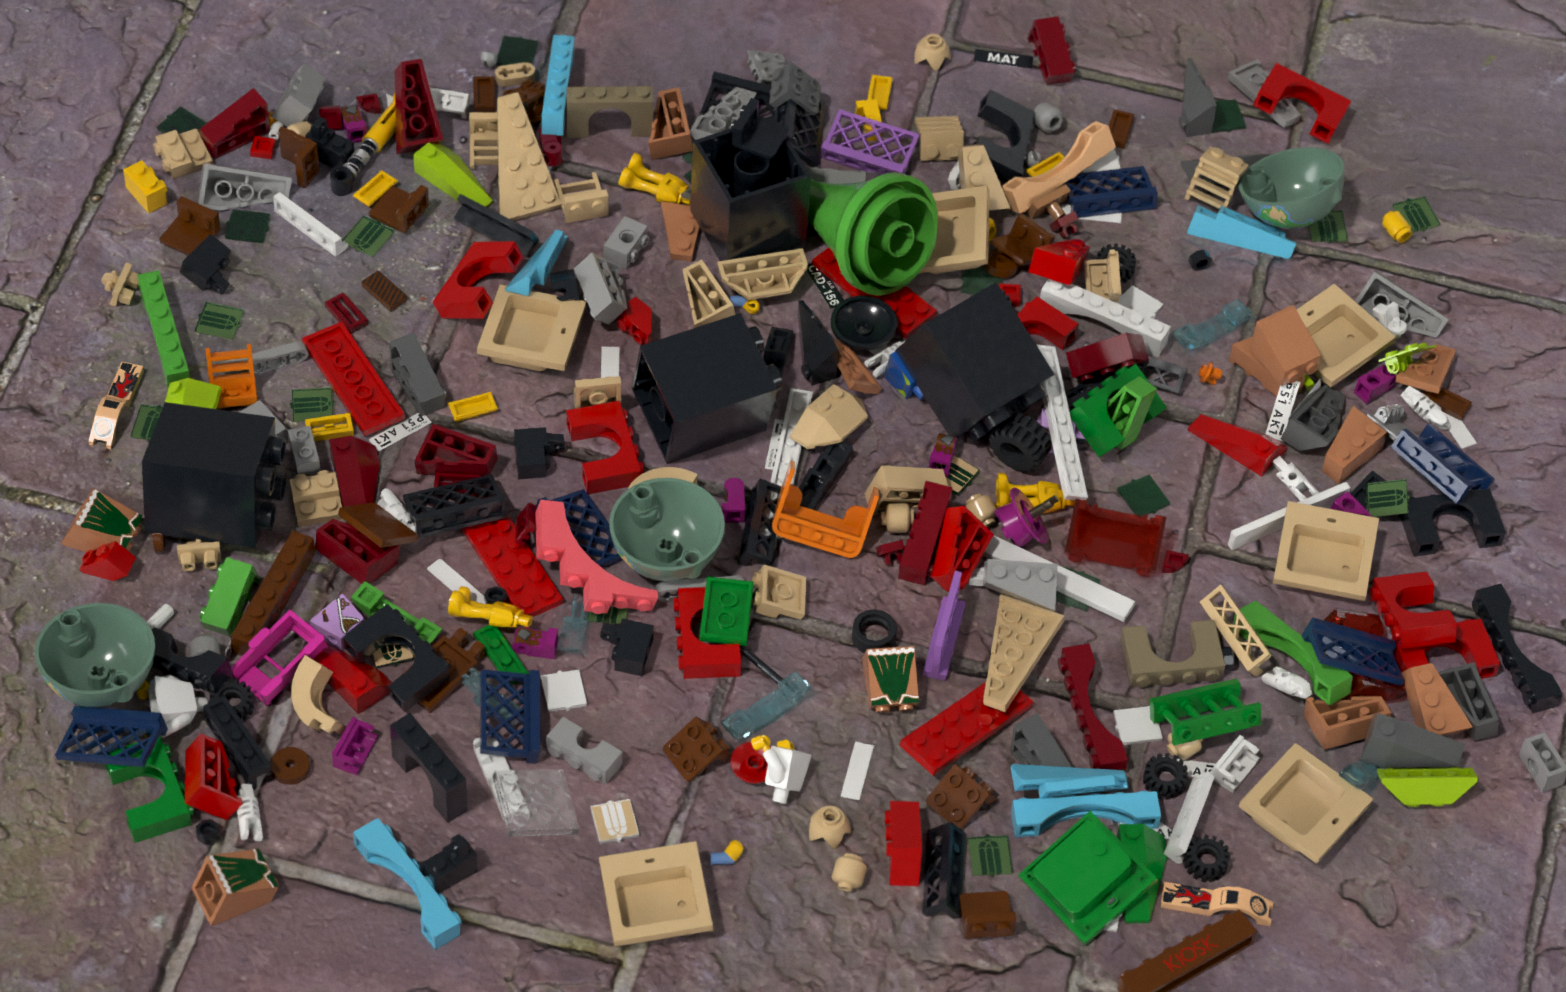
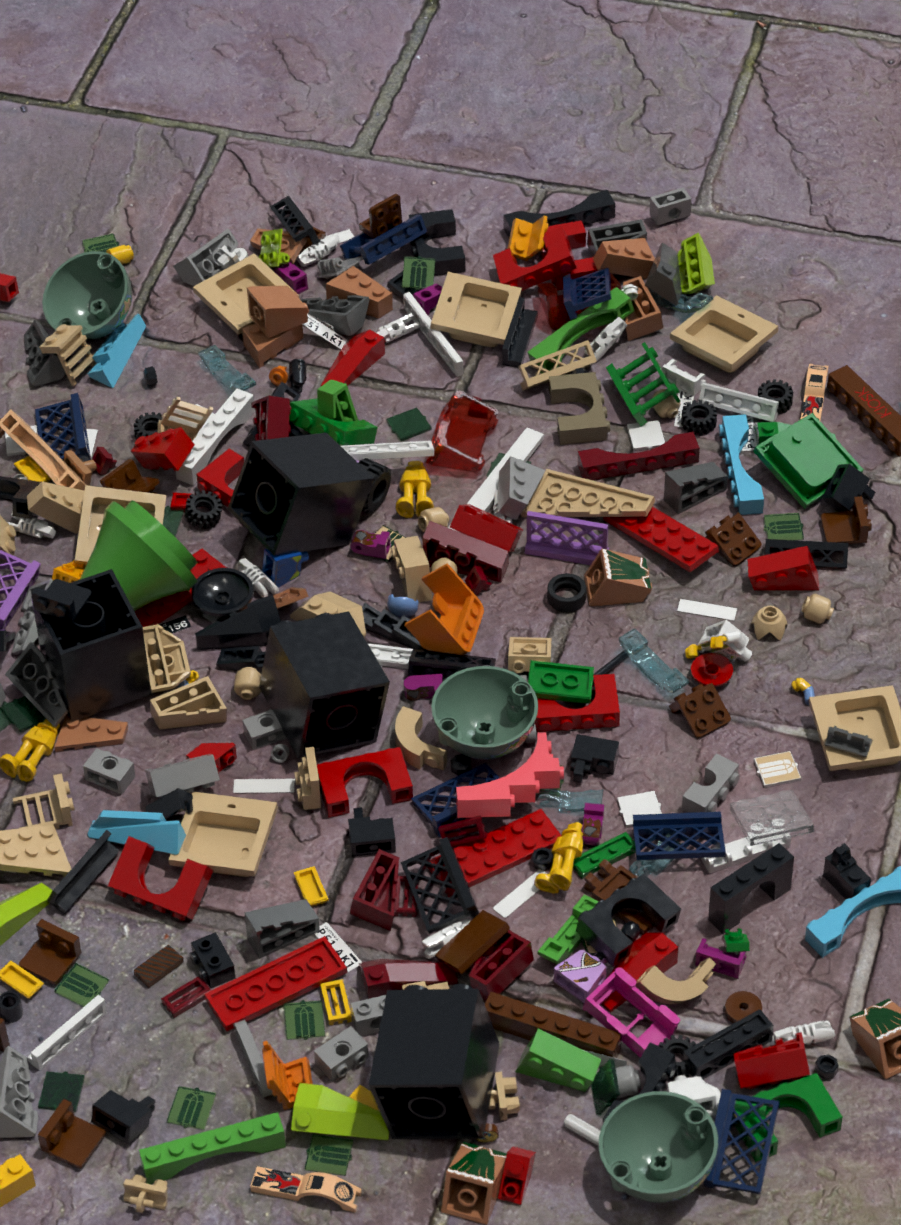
camera: 85 degrees left, 5 degrees down
(188, 634) = (605, 1087): none -> clear green piece
(368, 758) = (736, 941): none -> green plate
(382, 327) = (212, 960): none -> black brick
(393, 668) = (631, 930): none -> black hinge
(626, 871) = (848, 742): none -> dark grey hinge
(851, 480) = (402, 606): none -> medium blue hair
(1022, 519) = (450, 487): magenta piece -> none
(1039, 912) = (844, 486): none -> black hinge
(1065, 781) = (722, 464): medium azure wedge -> none
(1209, 390) = (297, 376): none -> black hinge
(1295, 602) = (518, 335): none -> black fence
(1353, 695) = (631, 291): none -> white plate
(1461, 451) = (382, 217): none -> reddish brown bracket
(1462, 602) = (527, 238): none -> light orange bracket
(1465, 382) = (295, 216): none -> black fence

